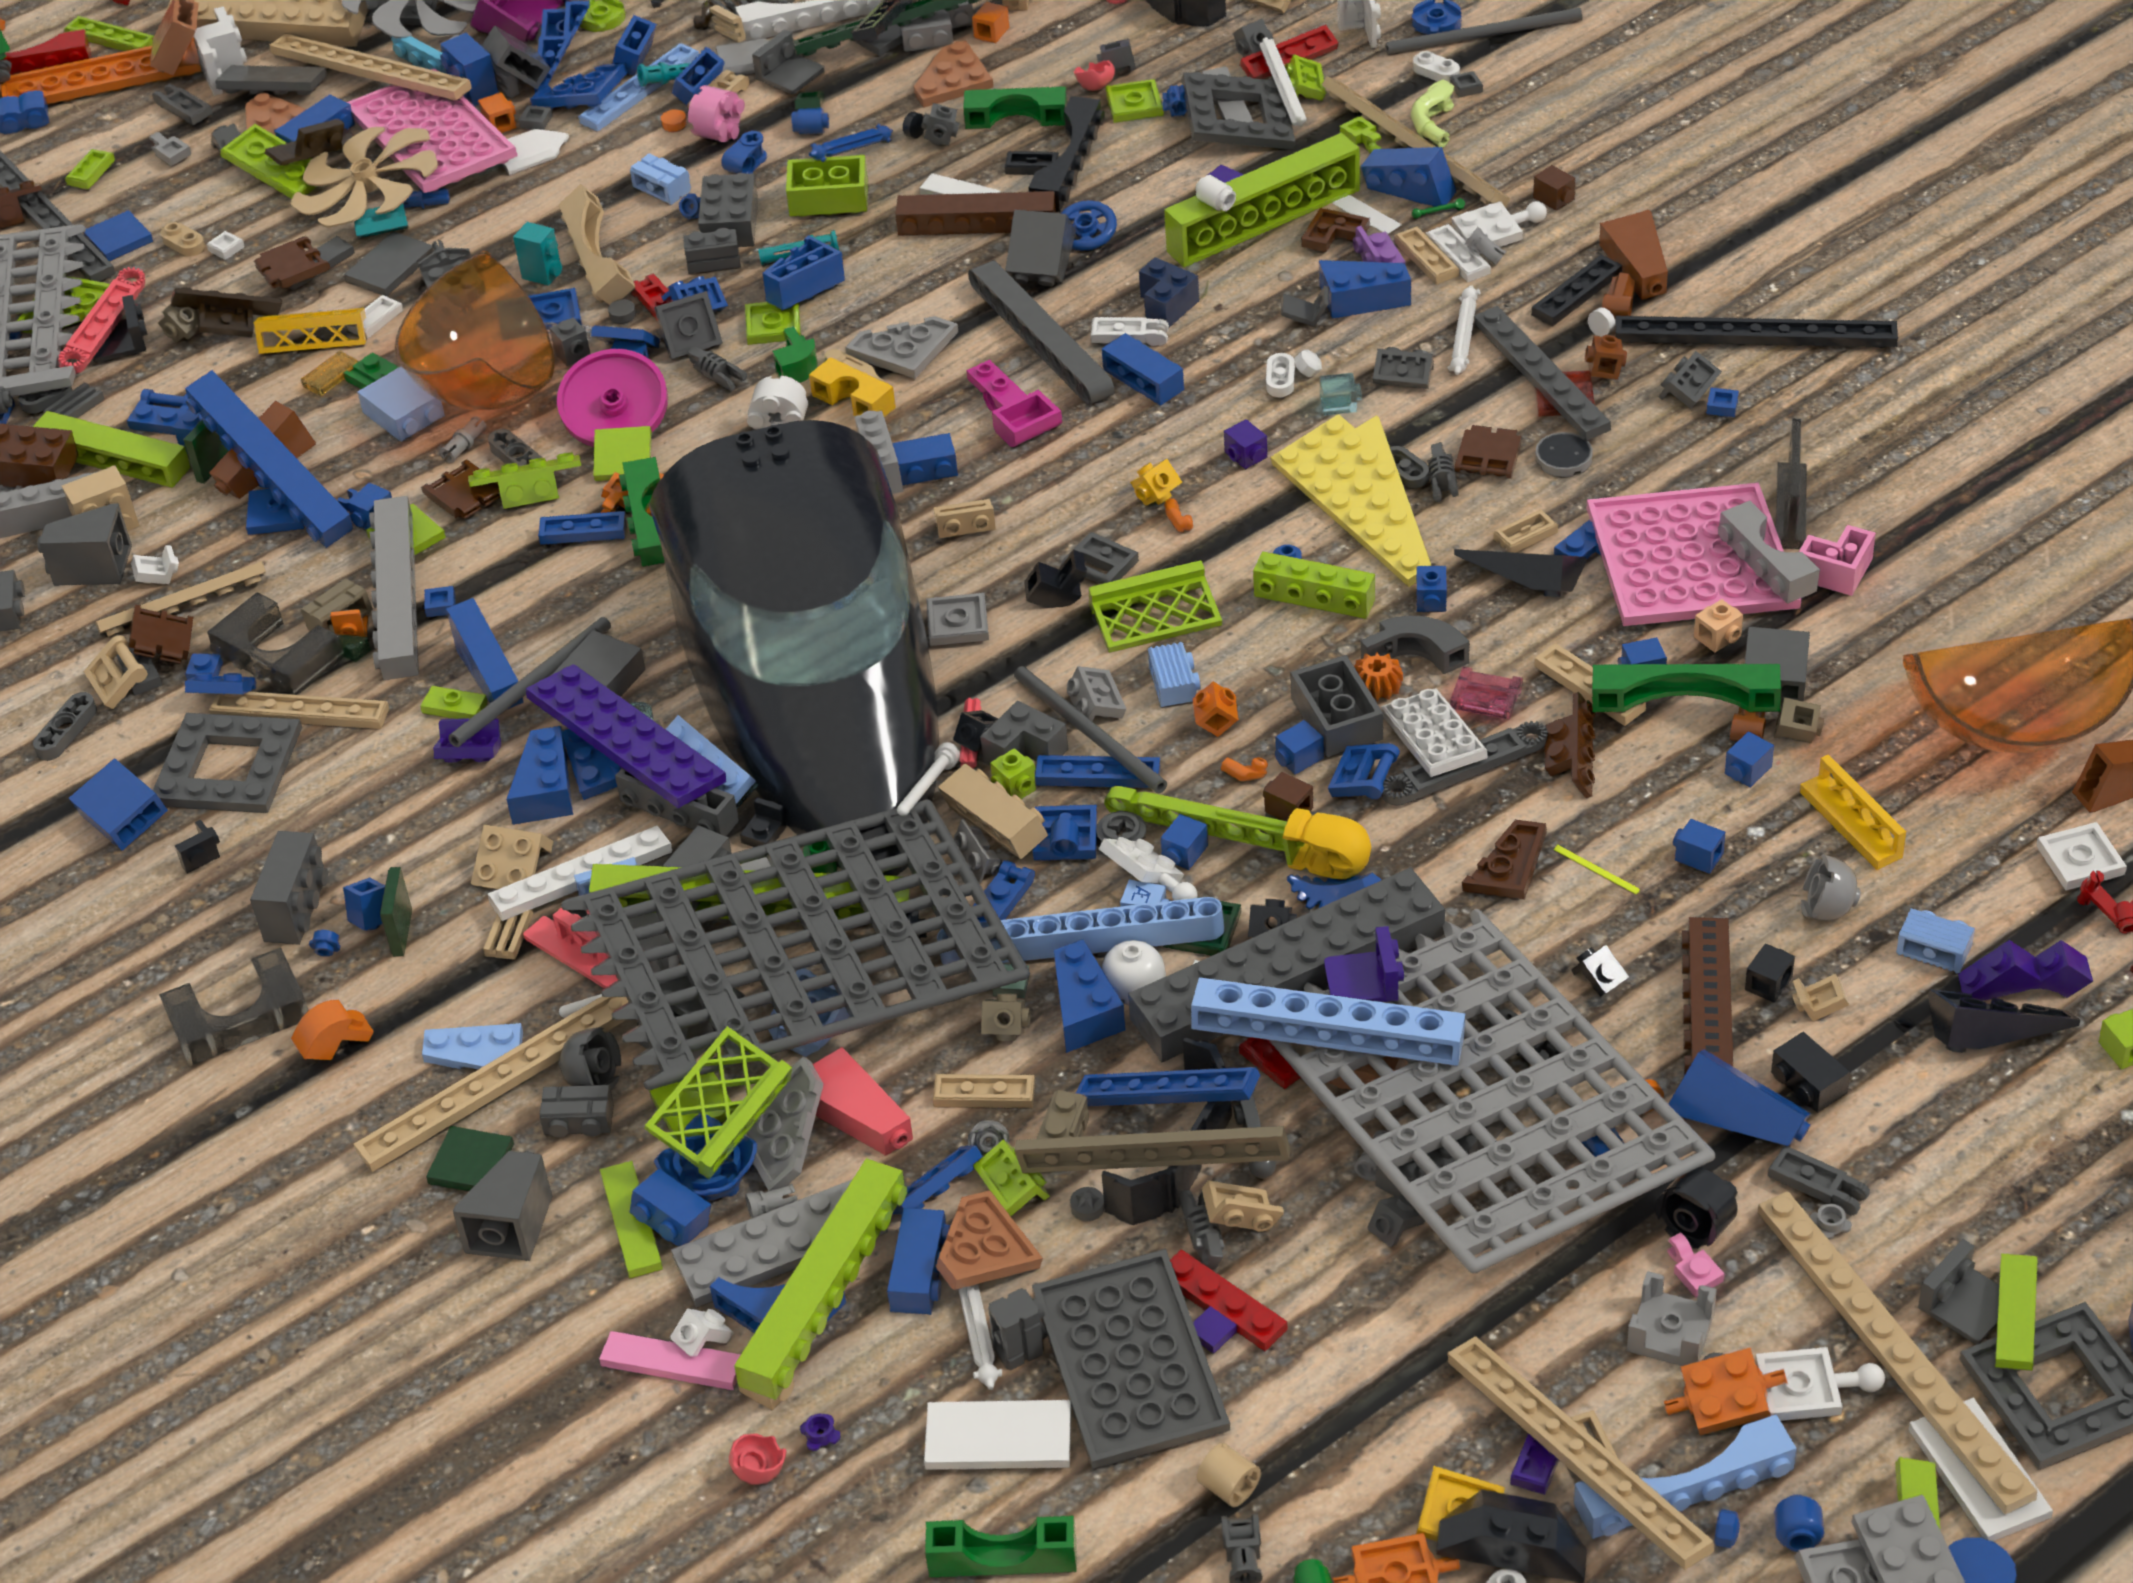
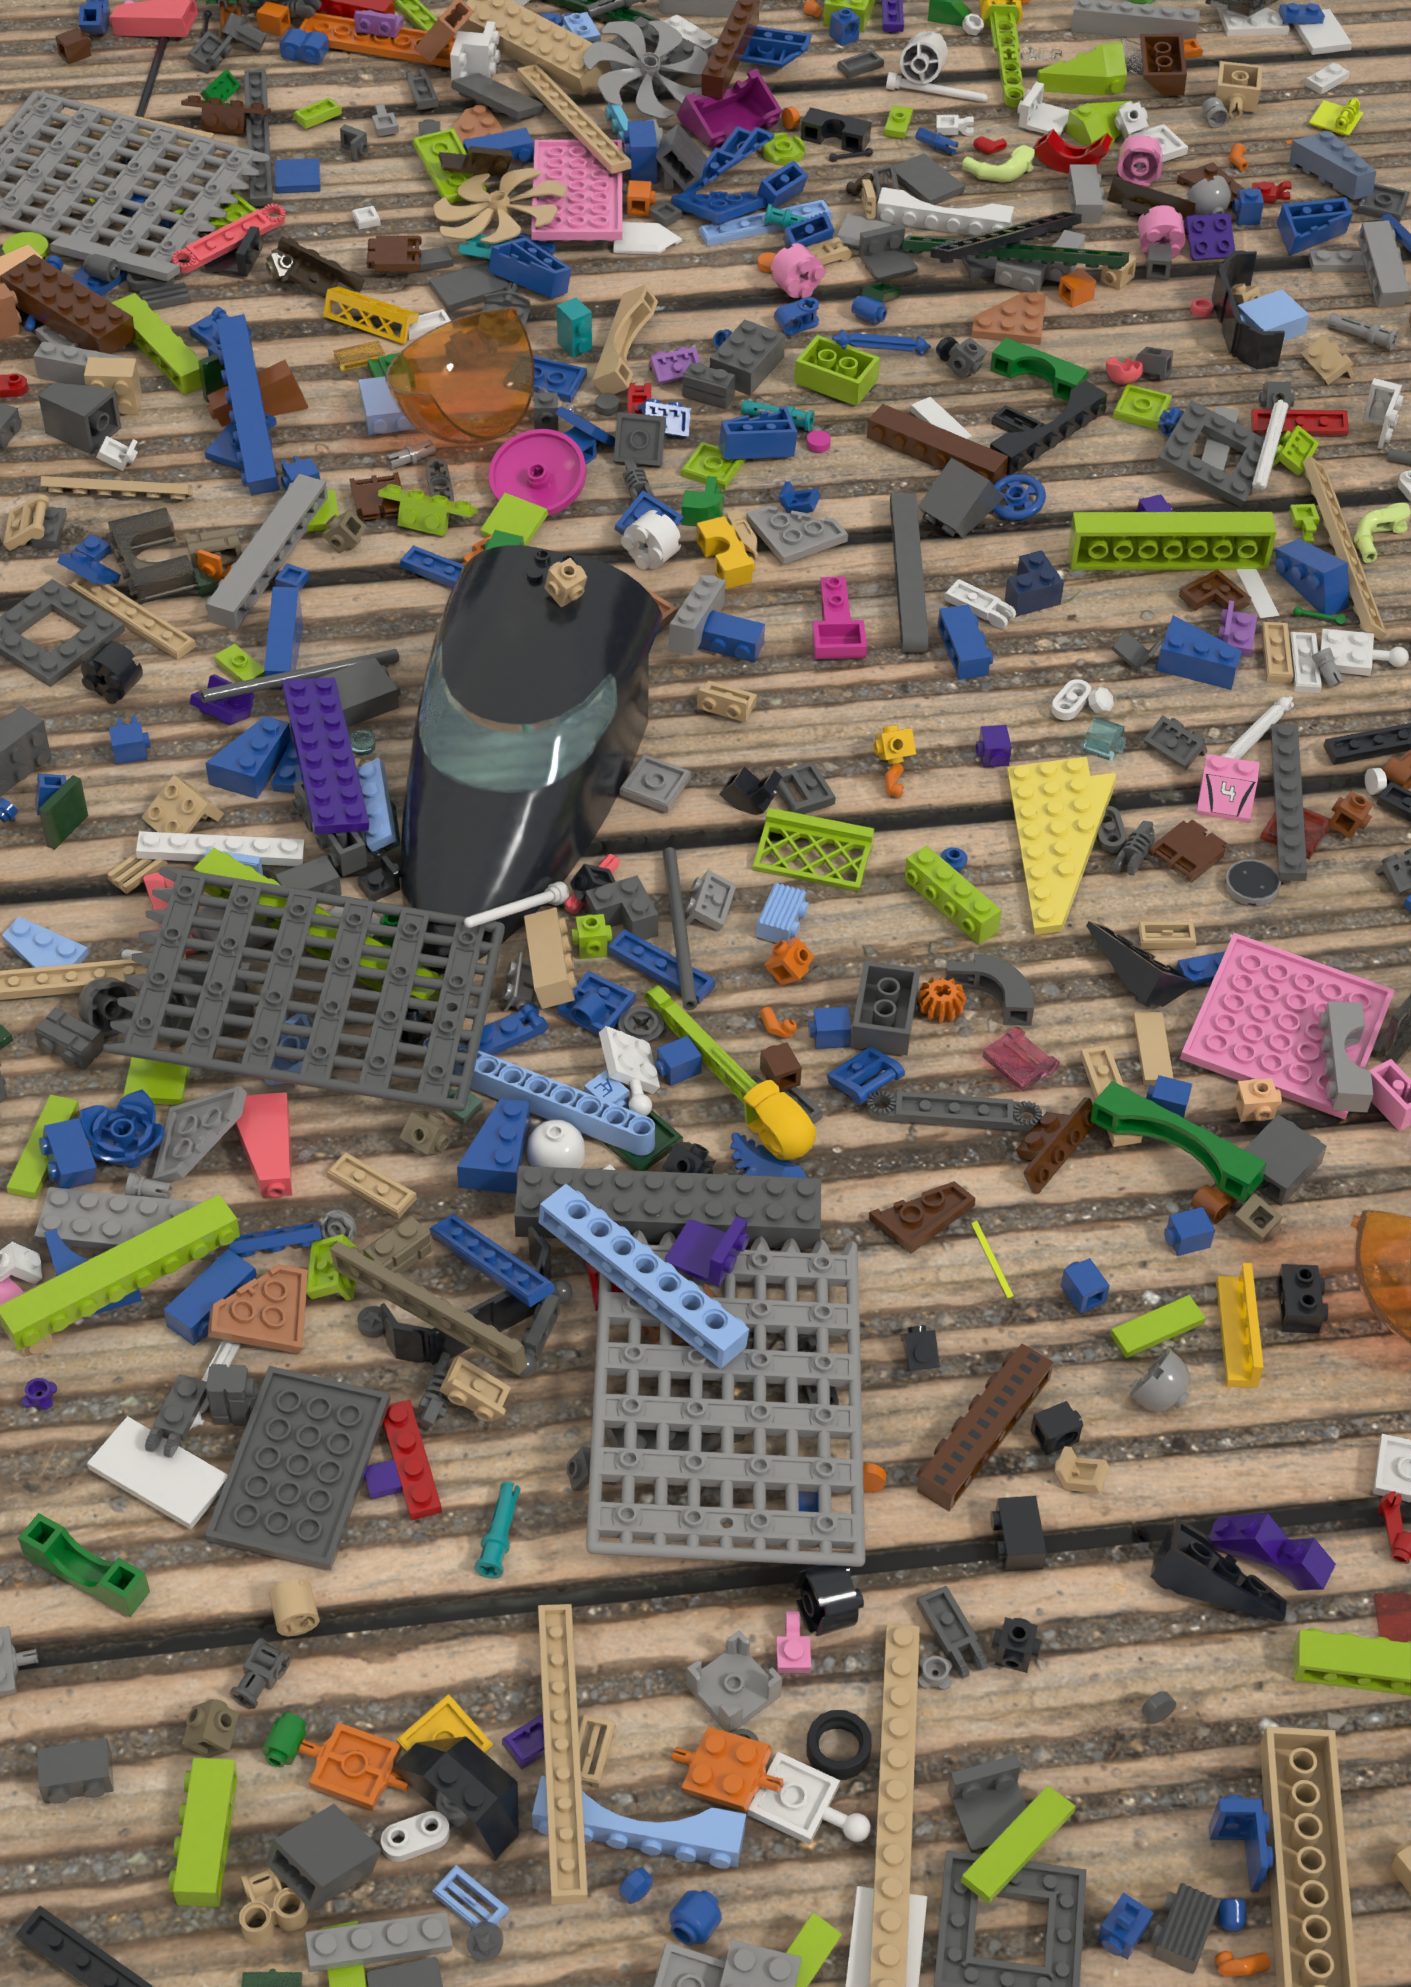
camera: 25 degrees right, 5 degrees up
(87, 59) = (378, 23): none -> medium lavender bracket
(153, 178) = (354, 140): none -> dark grey bracket
(161, 635) = (78, 508): reddish brown plate -> none
(182, 239) = (339, 199): tan plate -> none
(332, 764) = (111, 671): none -> black brick
(401, 821) = (129, 741): none -> blue brick
(445, 218) = (530, 267): none -> blue wedge
(460, 534) = (344, 531): none -> dark tan brick
(660, 178) = (718, 306): light blue brick -> none
(661, 249) = (671, 366): none -> medium lavender bracket
(736, 1124) = (153, 1113): lime fence -> none
(741, 392) = (640, 506): none -> blue plate
(795, 448) = (565, 582): none -> tan brick
(857, 257) = (818, 441): none -> dark pink tile
(885, 315) = (800, 501): none -> blue bracket
(977, 1371) = (177, 1414): none -> dark grey hinge
(1215, 193) = (1120, 517): white brick -> none
(1363, 1324) = (496, 1543): none -> teal pin
(1431, 588) = (1045, 945): blue brick -> none
(1433, 732) = (947, 1071): white tile -> none
(1480, 384) = (1228, 788): none -> bright pink slope
(1590, 628) = (1152, 1046): none -> tan tile
(1734, 1101) = (932, 1526): blue slope -> none
(1783, 850) = (1157, 1326): none -> lime tile
(1800, 1299) = (839, 1720): none -> black tyre
(1882, 1160) = (1016, 1644): none -> black brick
(1884, 766) = (1301, 1298): none -> black brick
(1935, 940) = (1220, 1476): light blue brick -> none
(2036, 1146) = (1158, 1707): none -> dark grey tile

